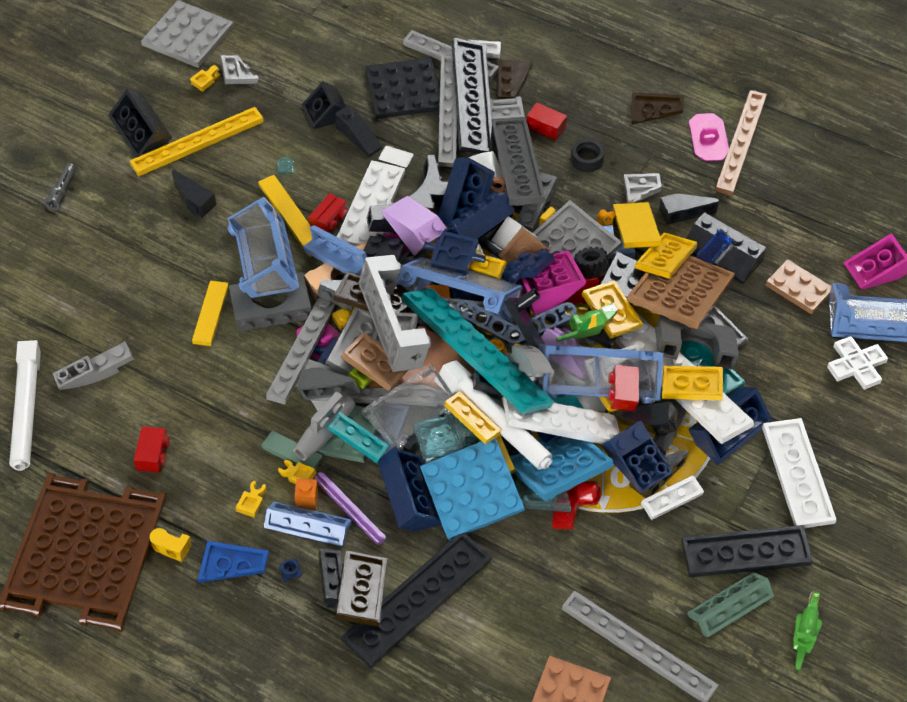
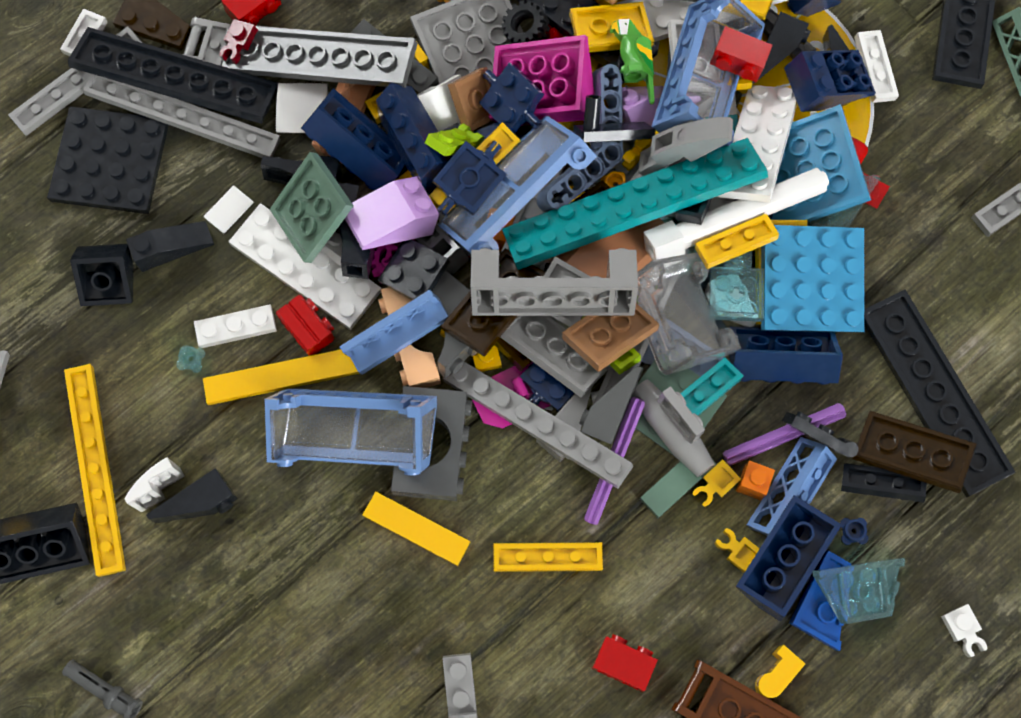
camera: 70 degrees left, 20 degrees up
(194, 166) = (148, 487): none -> white slope
(214, 391) = (547, 557): none -> yellow tile
(239, 659) = (963, 625): none -> white plate
(245, 579) = (861, 589): none -> clear light blue wing
(253, 524) = (788, 557): none -> dark blue slope
(292, 402) = (619, 447): none -> medium lavender axle
(314, 180) = (235, 326): none -> white plate
(353, 522) = (821, 434): none -> black plate
(404, 184) = (311, 207): none -> sand green plate
(486, 246) = (450, 141): none -> lime plate
(513, 120) = (237, 37): none -> plate

